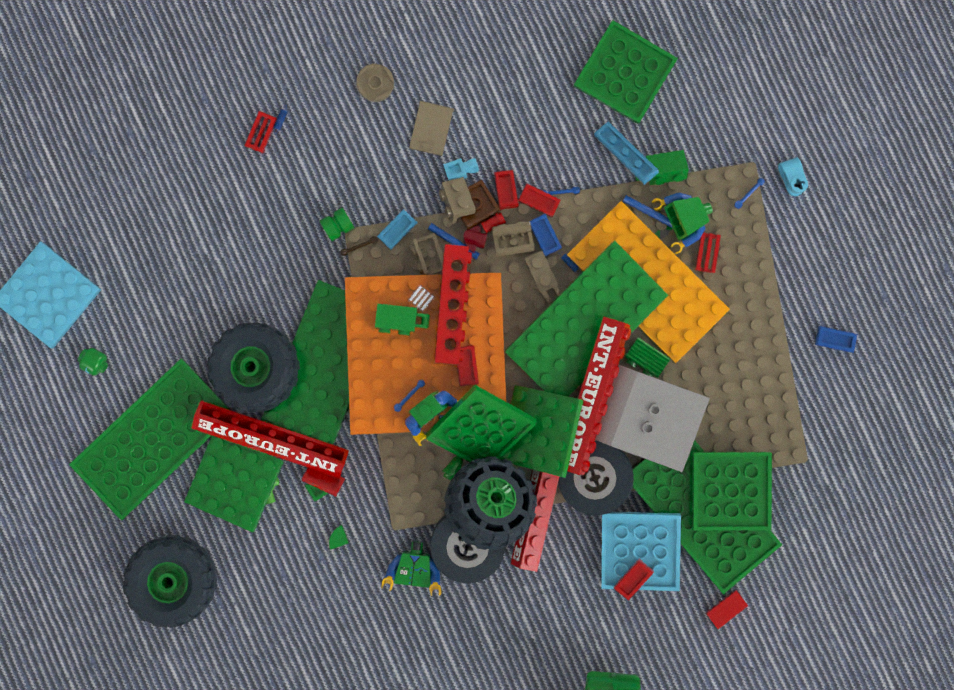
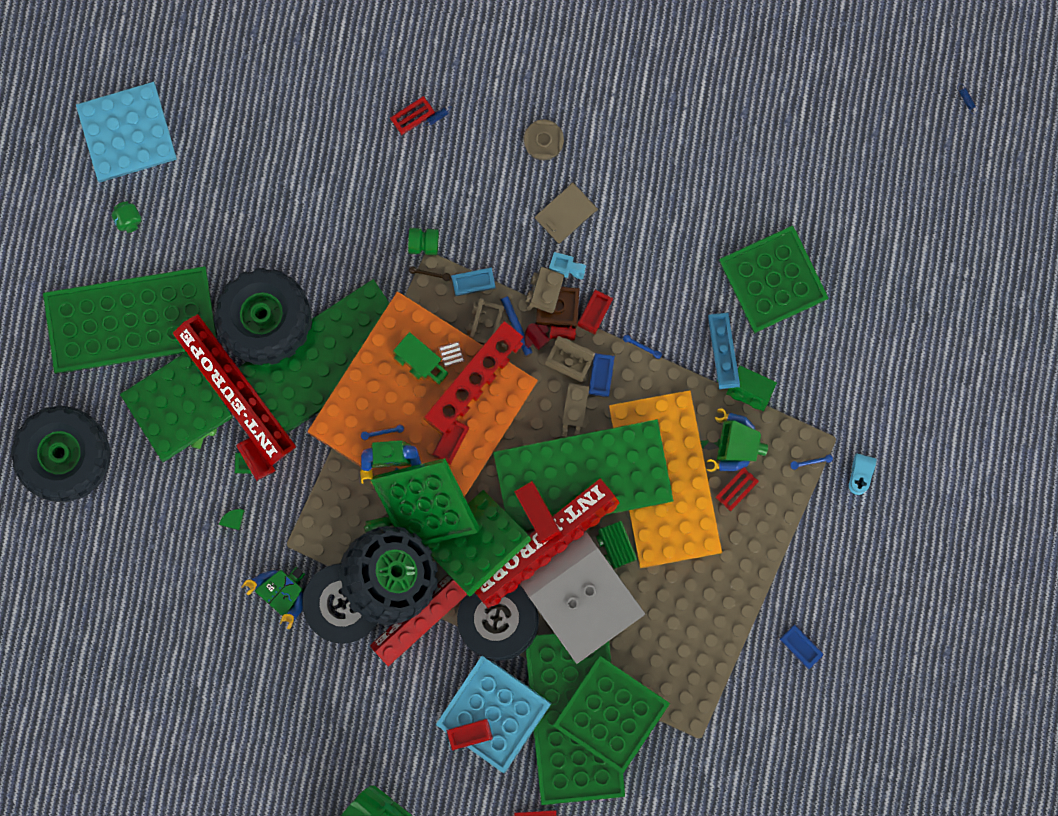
camera: 35 degrees right, 5 degrees down
(539, 200) = (617, 341): red tile -> none
(569, 262) = (606, 413): blue piece -> none
(572, 375) = (537, 512): none -> red tile
(647, 210) = (707, 414): blue bar -> none

